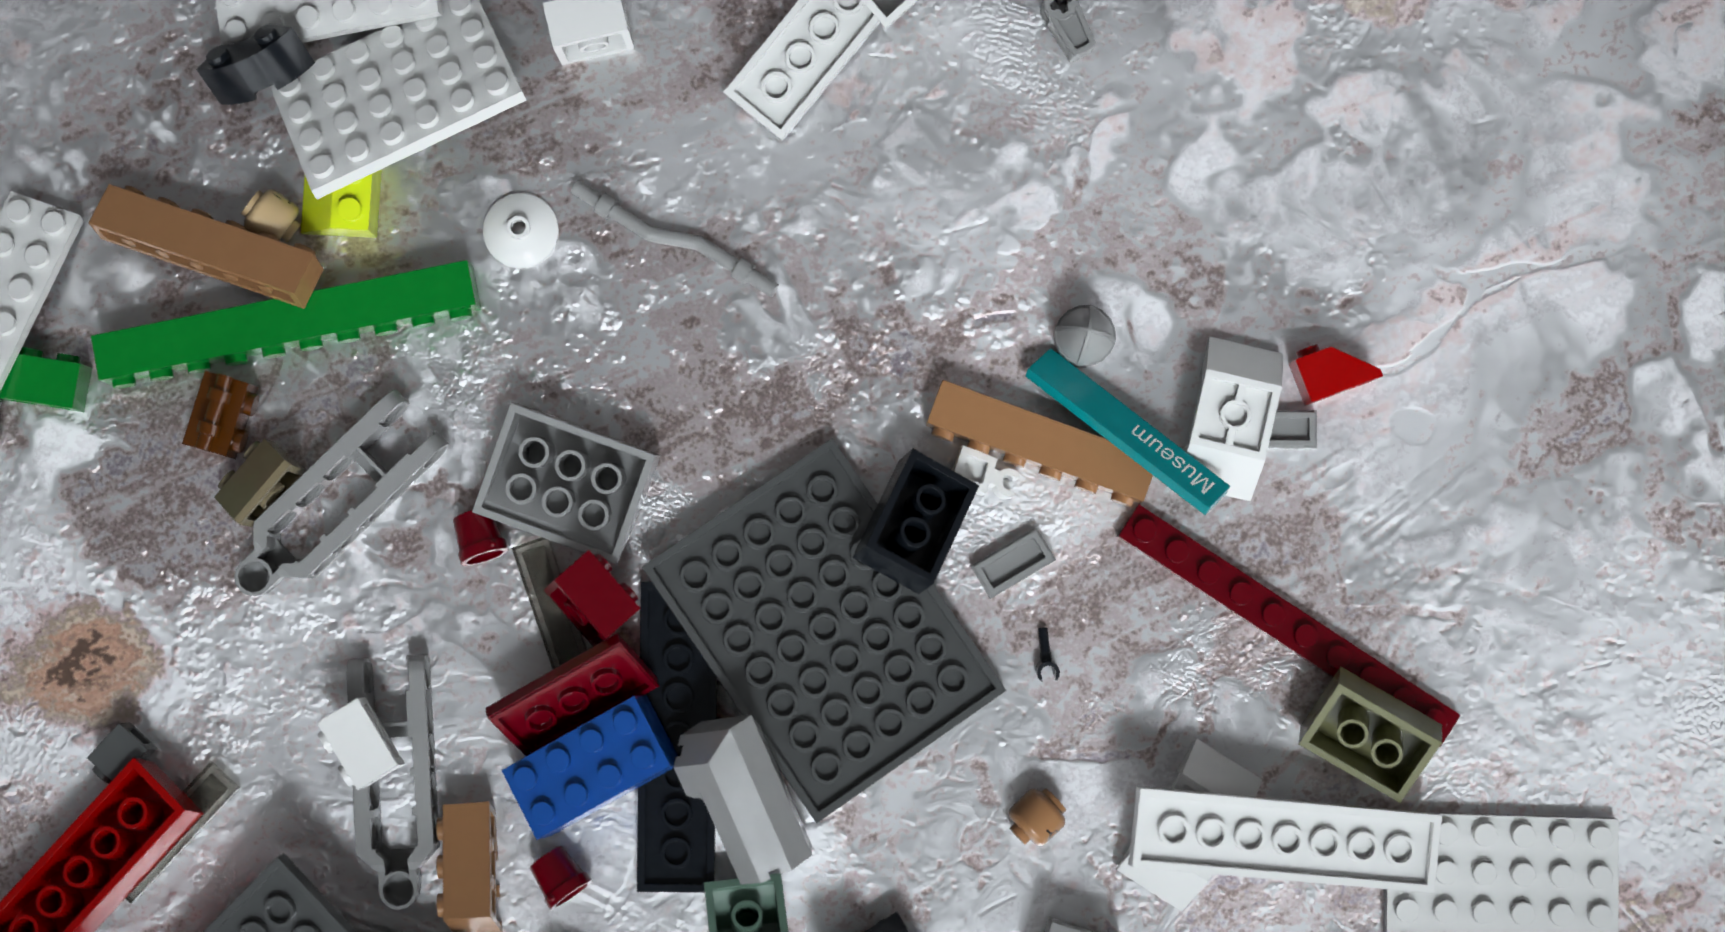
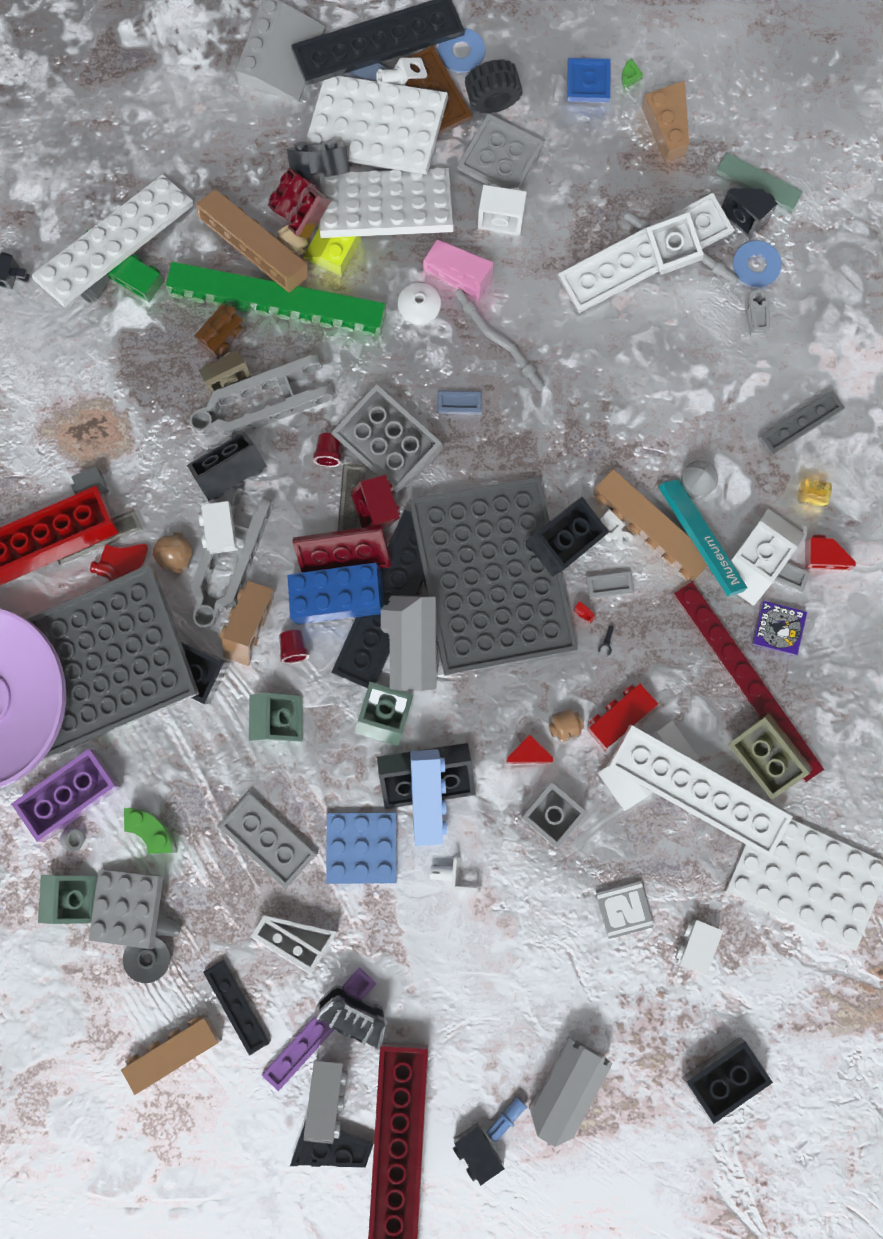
camera: 25 degrees right, 5 degrees down
(226, 860) = (119, 561): none -> red arm
(259, 148) = (299, 203): none -> dark red slope
(304, 808) = (173, 552): none -> medium nougat cap
(328, 636) = (227, 466): none -> black brick
(560, 150) = (459, 268): none -> bright pink wedge
(653, 368) = (459, 402): none -> sand blue tile
(991, 626) = (584, 612): none -> red tile
(998, 885) = (529, 753): none -> red slope
(1116, 766) = (620, 715): none -> red brick
(1207, 175) = (801, 423): none -> dark grey plate
(1272, 281) = (814, 492): none -> clear yellow piece
(1303, 520) = (779, 628): none -> tile

